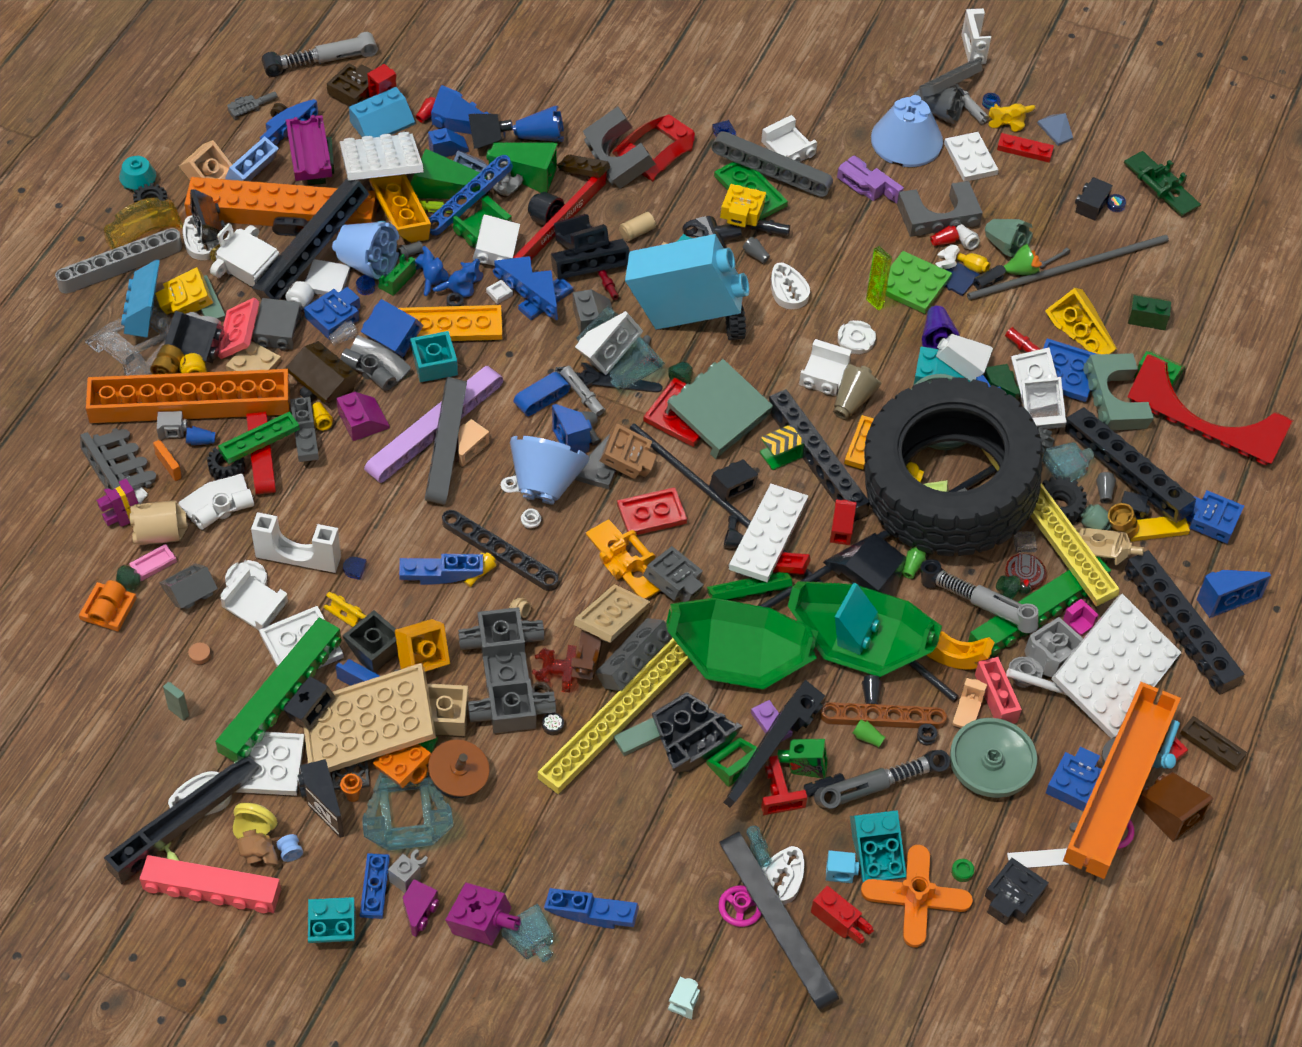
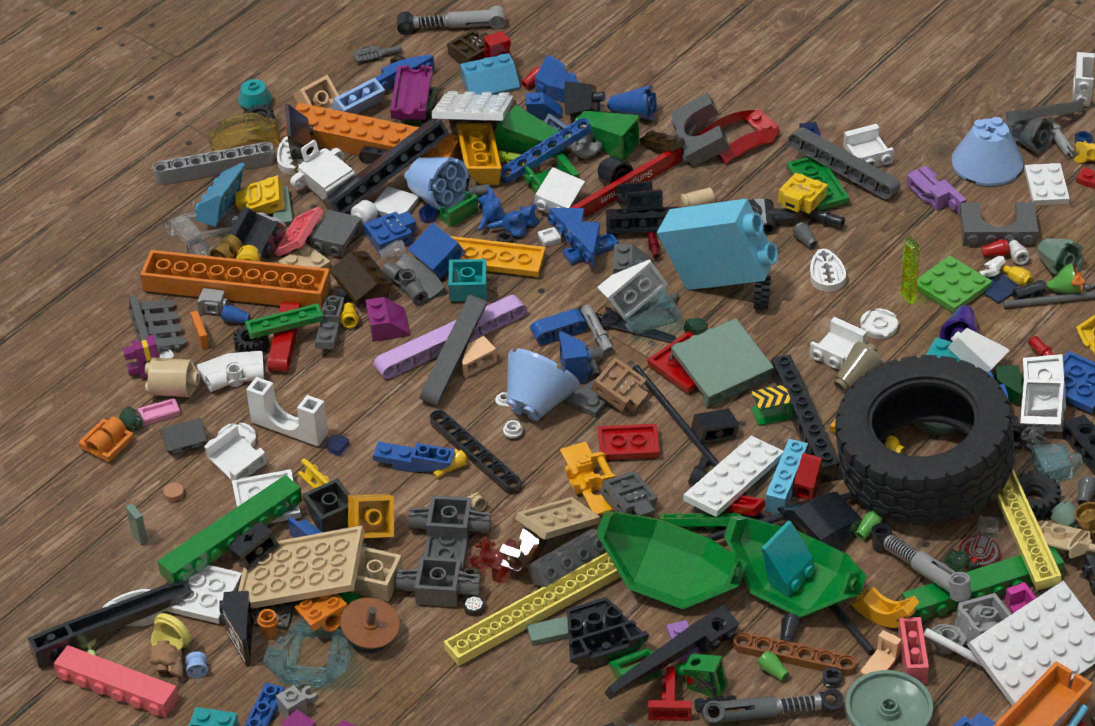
camera: 20 degrees right, 10 degrees down
(820, 523) = (782, 483): none -> medium azure brick

